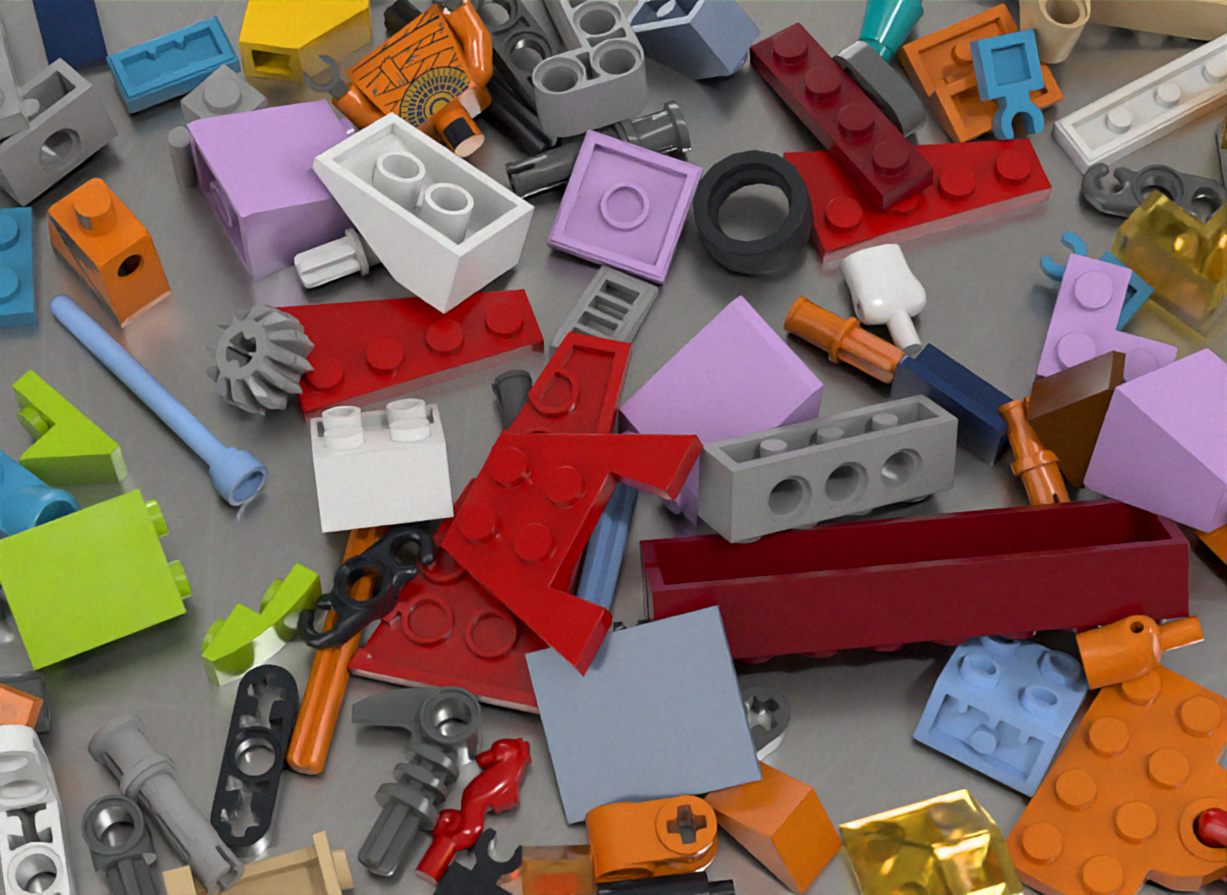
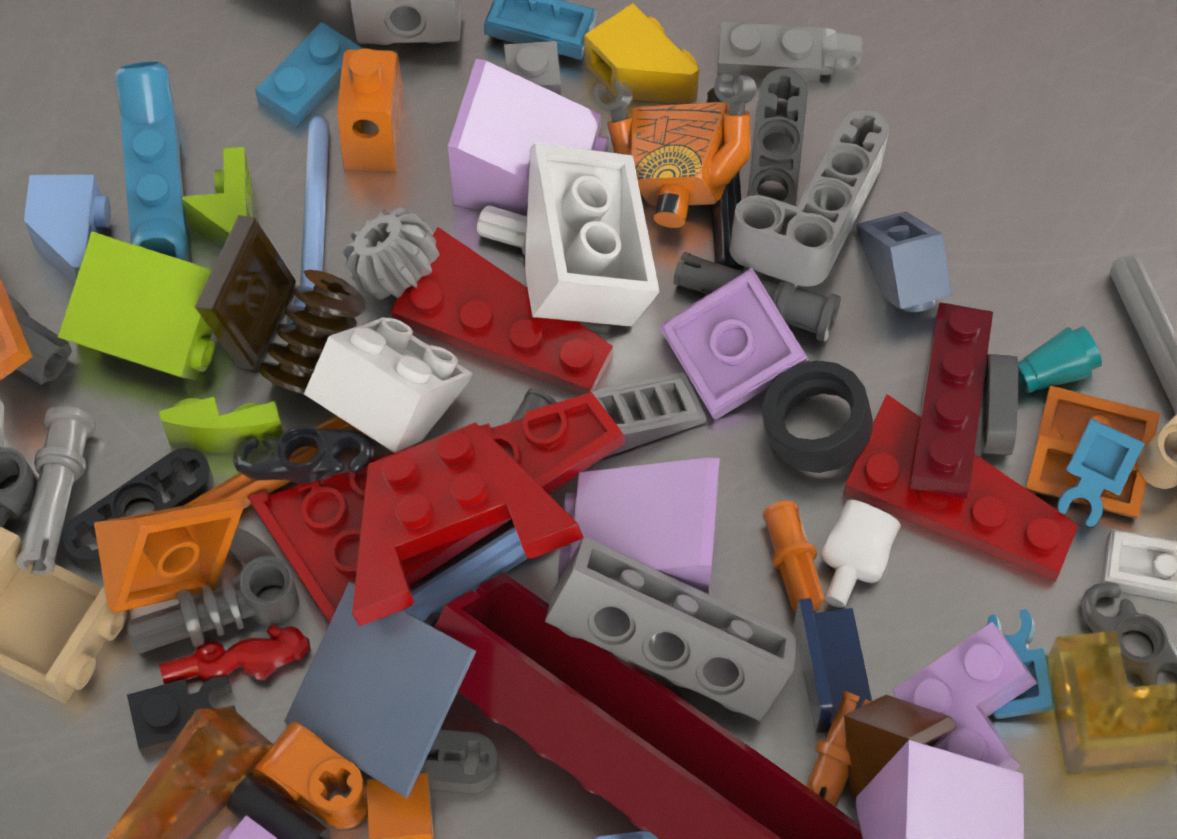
camera: 45 degrees right, 0 degrees up
(172, 491) = (246, 293): none -> dark brown tile
(277, 478) = (328, 311): none -> dark brown piece
(337, 760) = (164, 552): none -> orange slope

